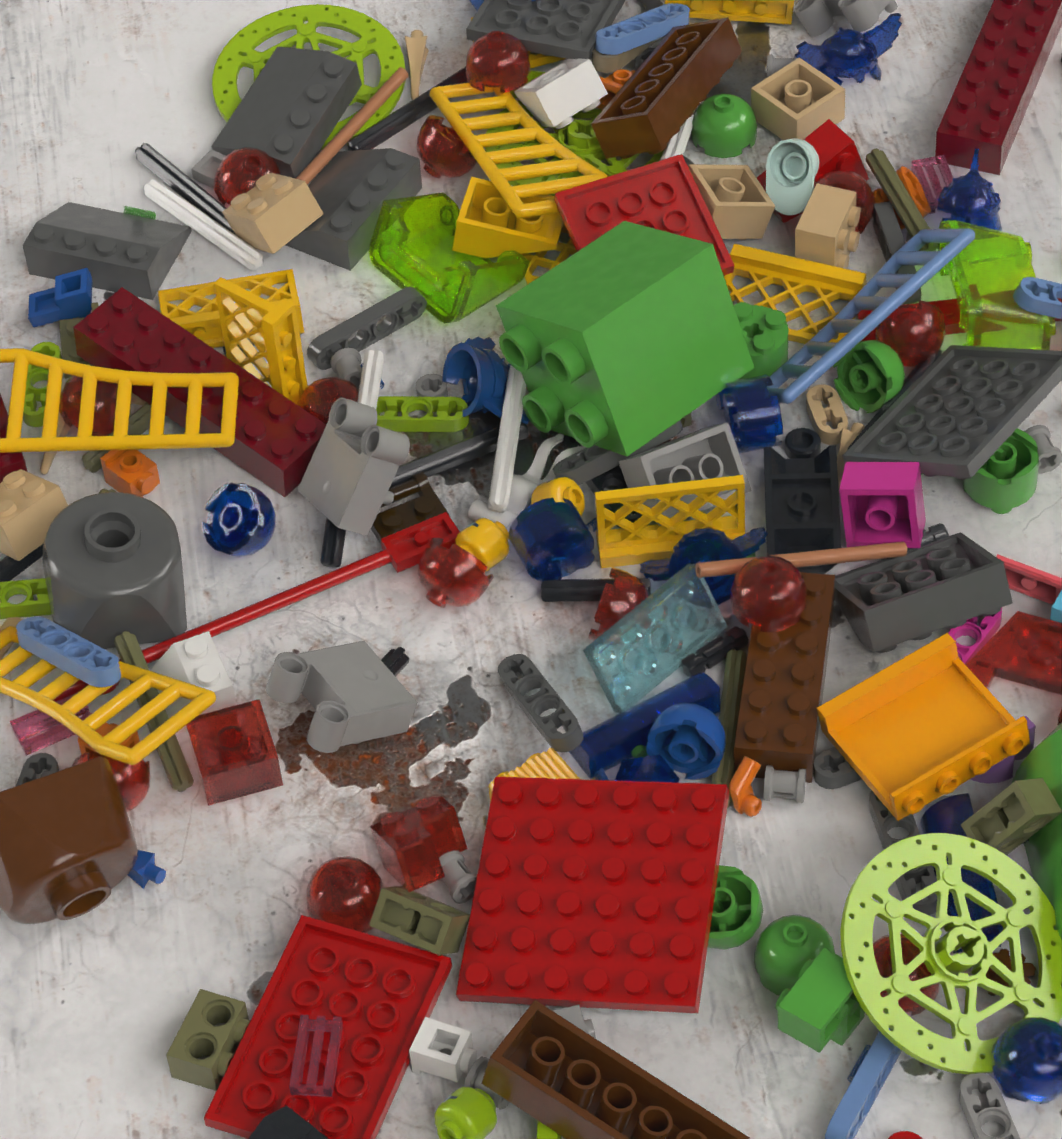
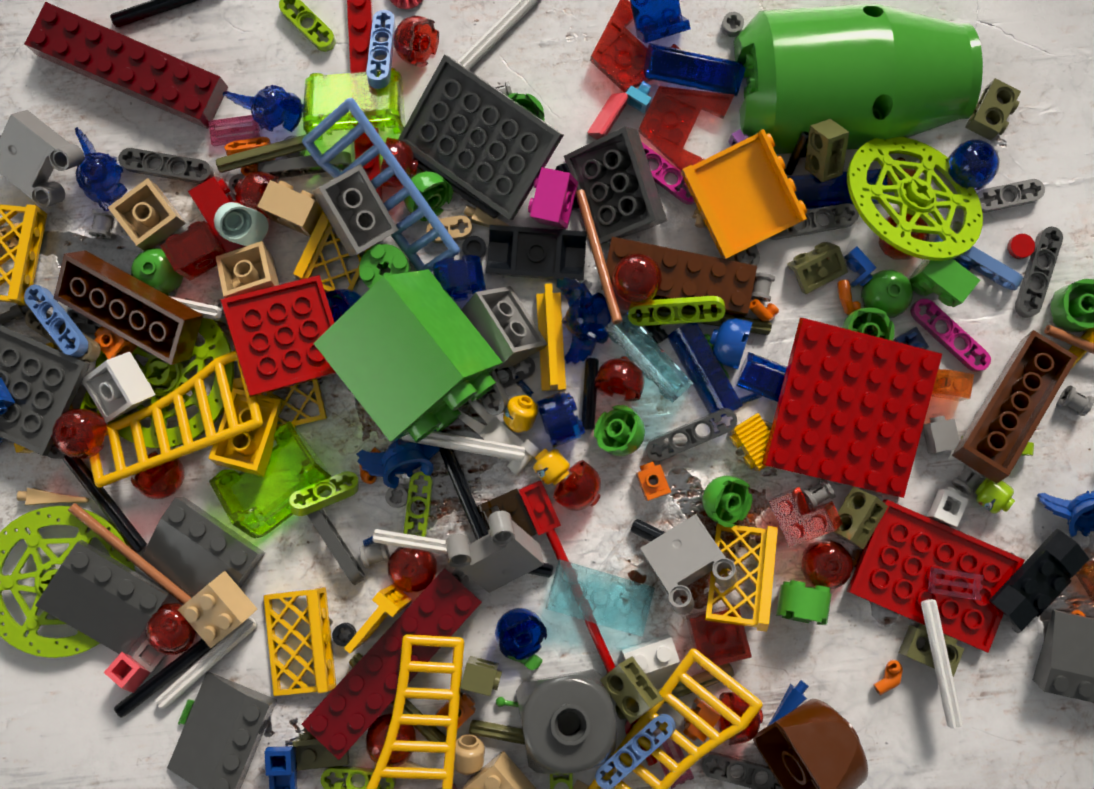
camera: 90 degrees left, 35 degrees up
(74, 480) = (469, 754): none -> tan head
(157, 629) = (631, 689): none -> olive brick
(164, 996) = (891, 679): none -> orange arm
(181, 480) = (481, 676): none -> olive brick
(188, 1028) = (941, 663): none -> white axle
(191, 142) = (127, 672): none -> coral brick
(199, 552) = (531, 663): none -> bright green hand
(284, 852) = (803, 602): none -> bright green brick
(289, 606) = (600, 598): none -> clear light blue plate
(319, 790) = (764, 577): none -> yellow fence
(421, 284) = (320, 502): none -> lime beam
(438, 745) = (727, 500): none -> bright green cylinder
(466, 668) = (652, 491): none -> orange brick
(537, 616) = (619, 431): none -> bright green cylinder
(649, 1041) = (953, 385): none -> clear orange slope
(719, 999) = (912, 337): none -> dark blue tile
(720, 662) = (676, 315): none -> lime beam
(730, 1049) = (948, 337): none -> dark pink beam
(748, 136) = (193, 250): none -> clear red brick
(780, 897) = (845, 297): none -> orange arm
(825, 856) = (818, 266): none -> olive bracket
(827, 284) = (355, 210): none -> light grey slope
(827, 914) = (859, 263): none -> blue bracket
(873, 123) = (166, 165): none -> dark grey beam

